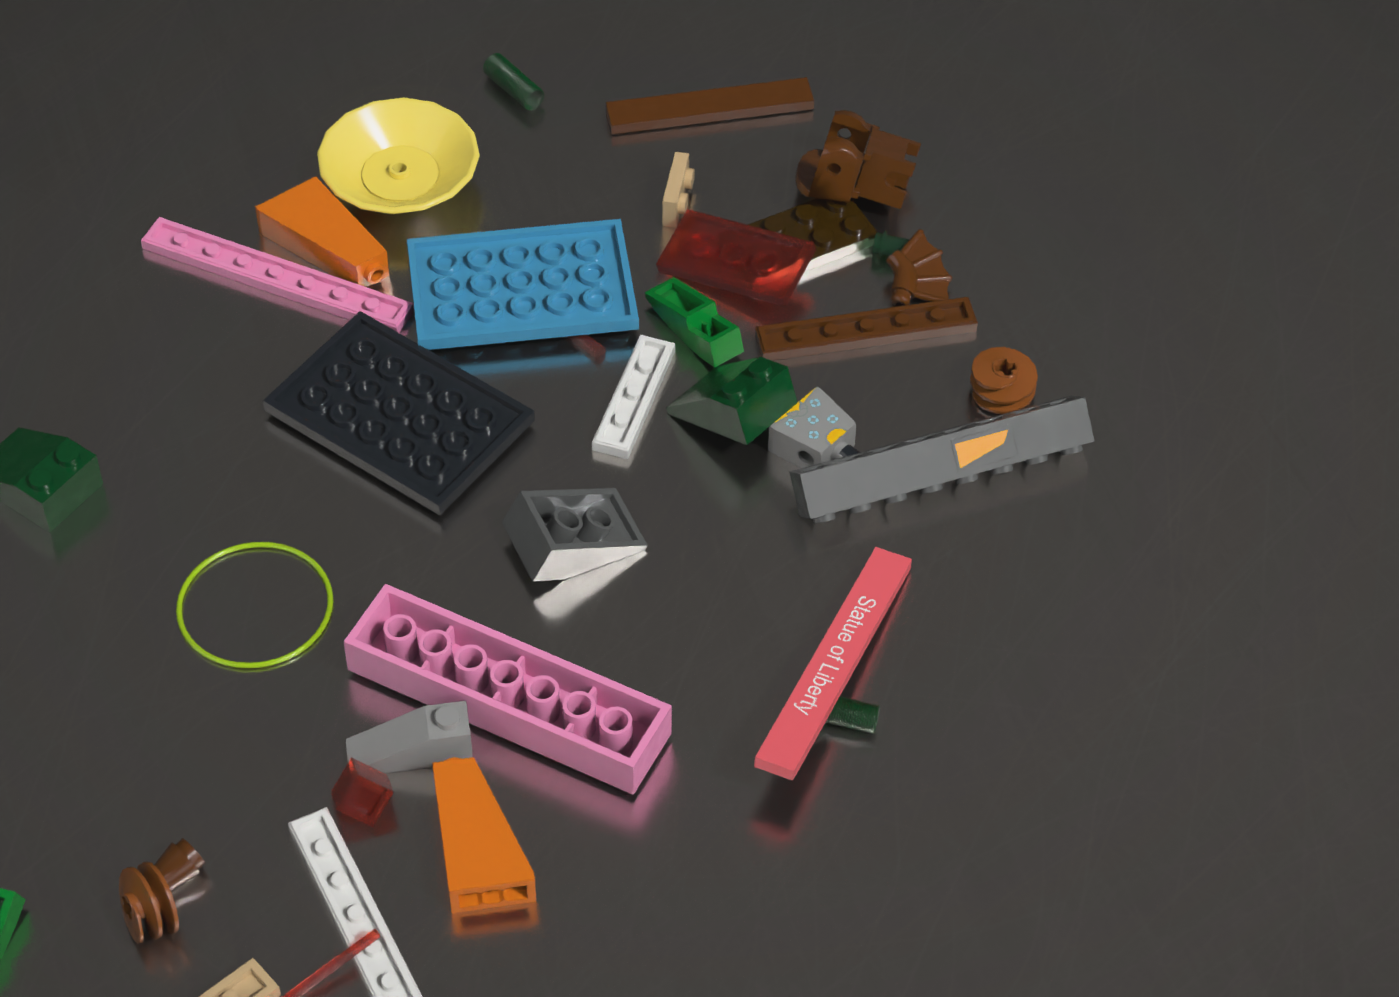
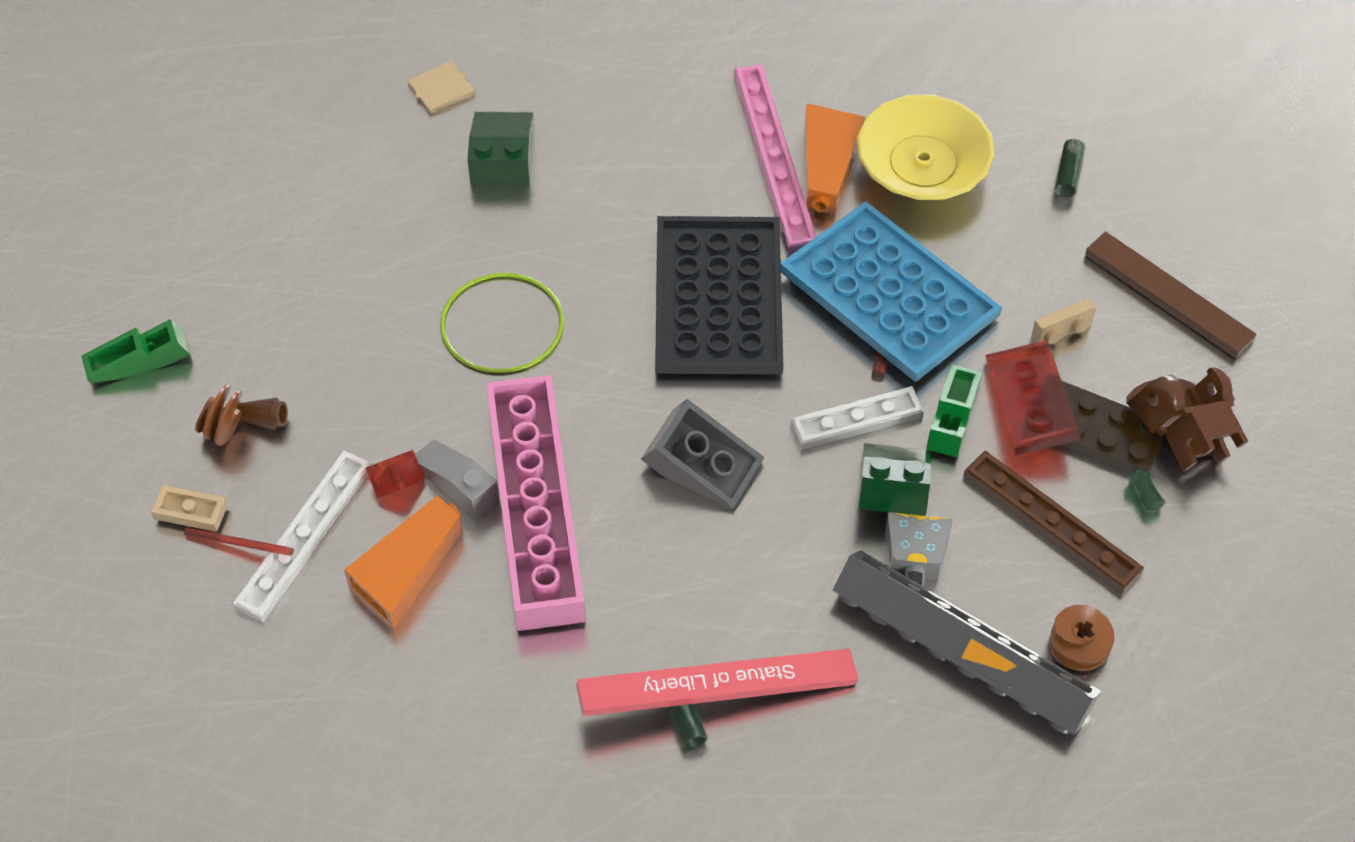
camera: 55 degrees right, 5 degrees up
(918, 272) = (1134, 520): reddish brown arm -> none

